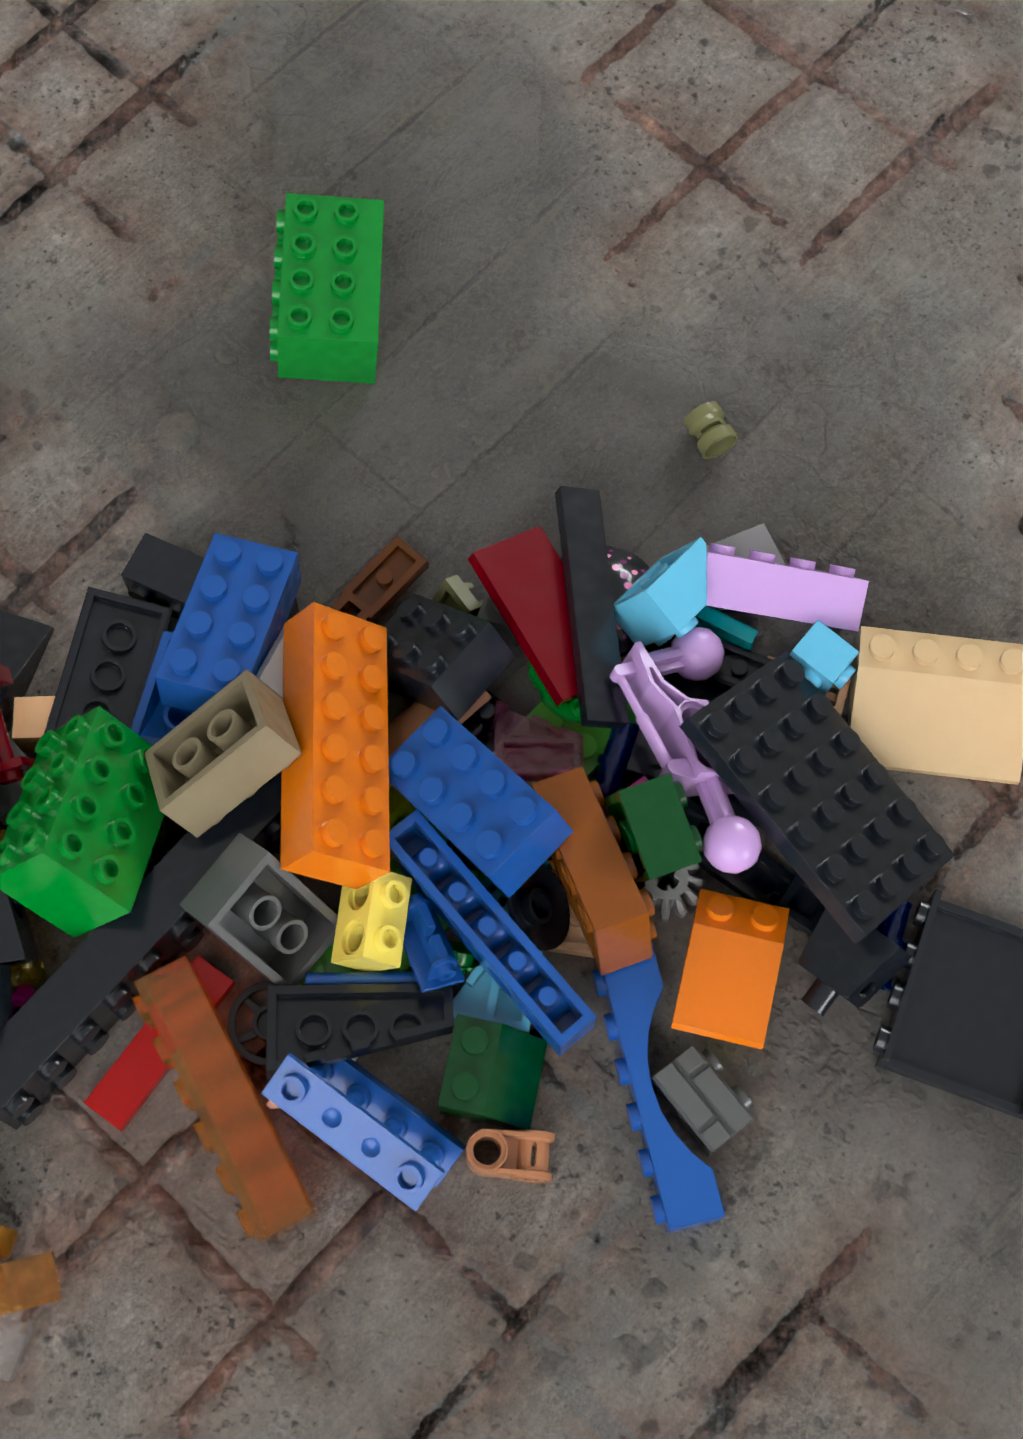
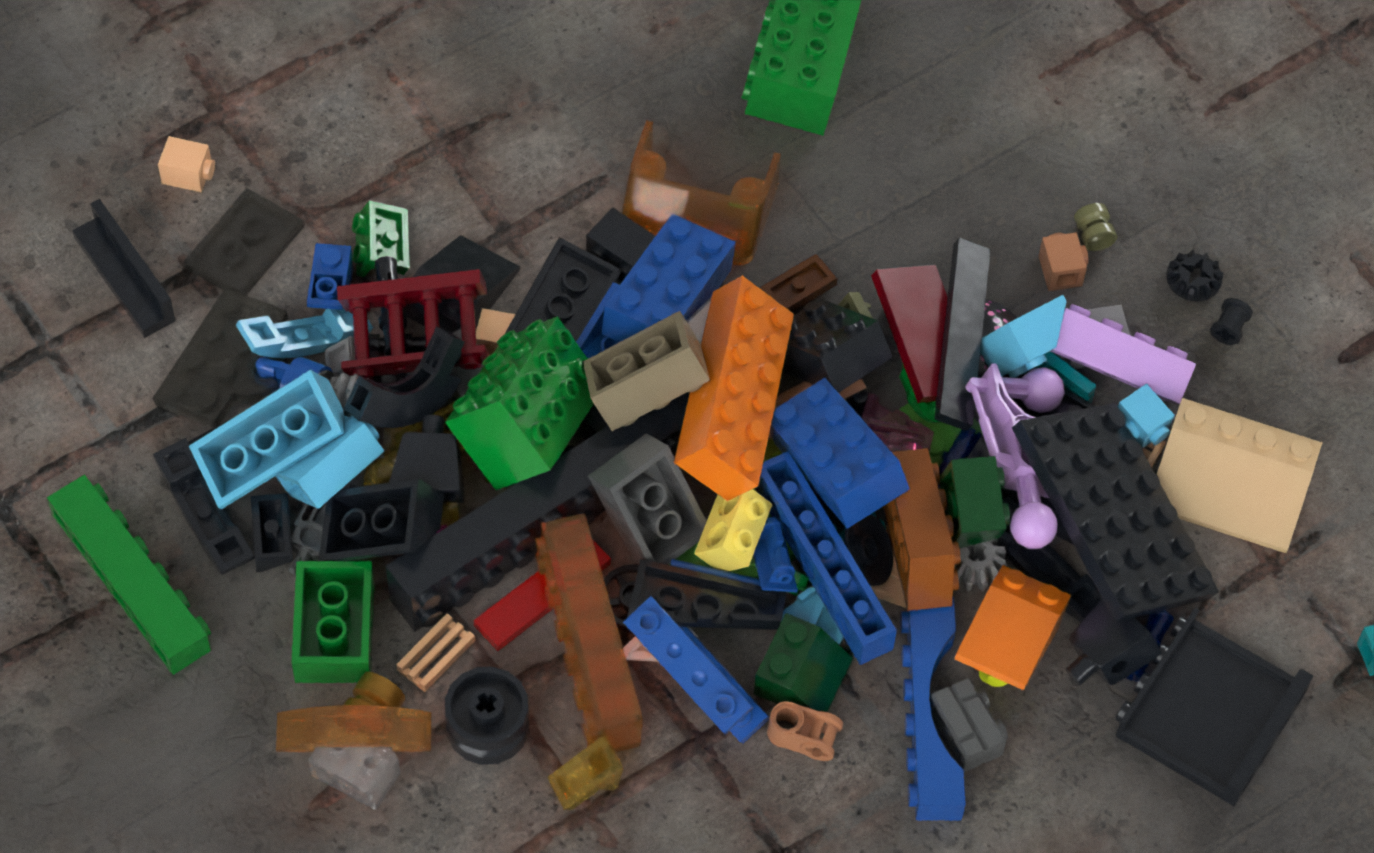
camera: 10 degrees right, 10 degrees down
(31, 1145) = (425, 643): none -> light nougat tile
(94, 1227) = (487, 715): none -> black wheel
(258, 1283) = (587, 773): none -> clear yellow slope
(283, 519) = (739, 217): none -> clear orange windscreen
(683, 480) = (1063, 261): none -> nougat brick
(818, 468) = (1203, 286): none -> black gear
(891, 512) = (1229, 326): none -> black bush

